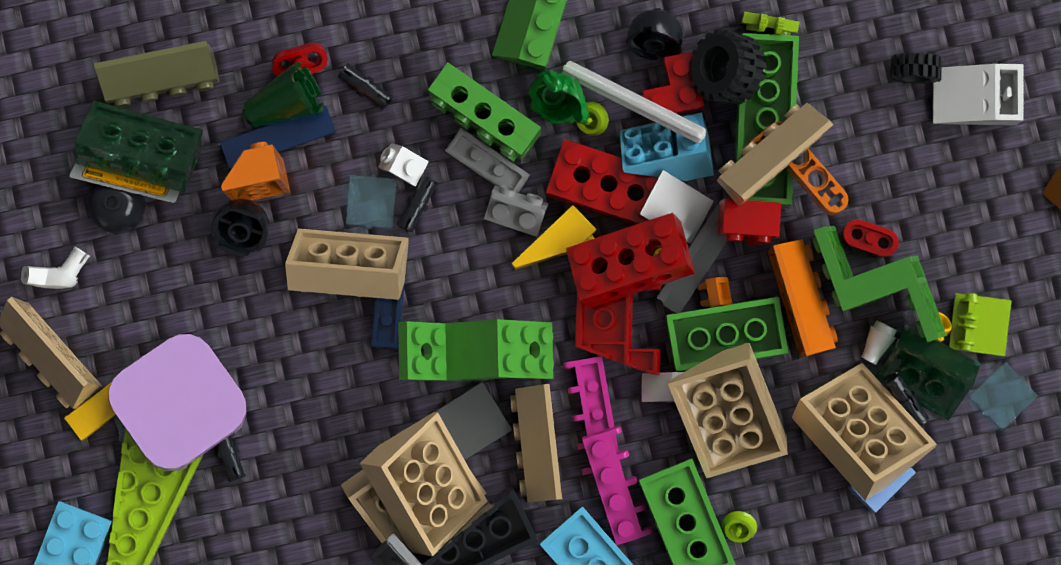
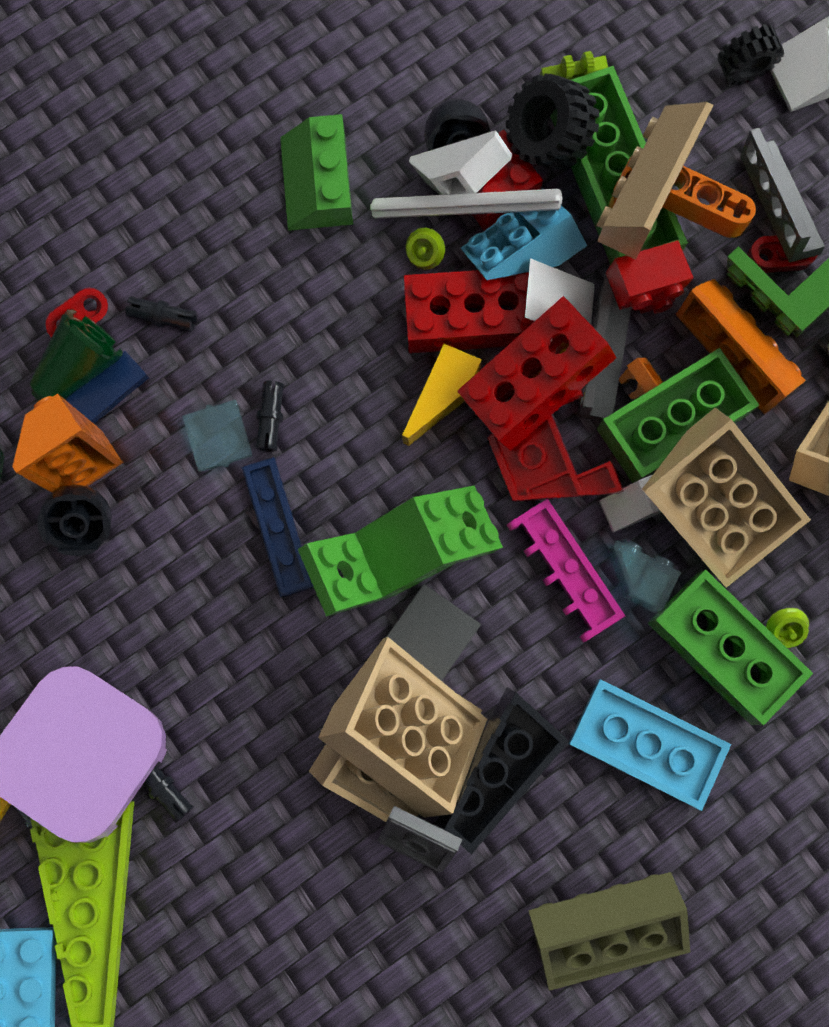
camera: 15 degrees left, 5 degrees down
(347, 264) = (215, 513): tan slope -> none
(402, 163) = (236, 378): white bracket -> none
(453, 83) = (302, 283): bright green brick -> none
(486, 161) = (330, 342): light grey tile -> none
(516, 210) = (382, 378): light grey bracket -> none
(537, 443) = (519, 627): tan slope -> none
(558, 98) = (378, 236): green hair -> none
(614, 486) = (626, 640): dark pink hinge -> none
(644, 70) = (462, 165): none -> white slope
(647, 445) = (641, 577): none -> clear light blue slope
(887, 194) = (780, 198): none -> dark grey fence

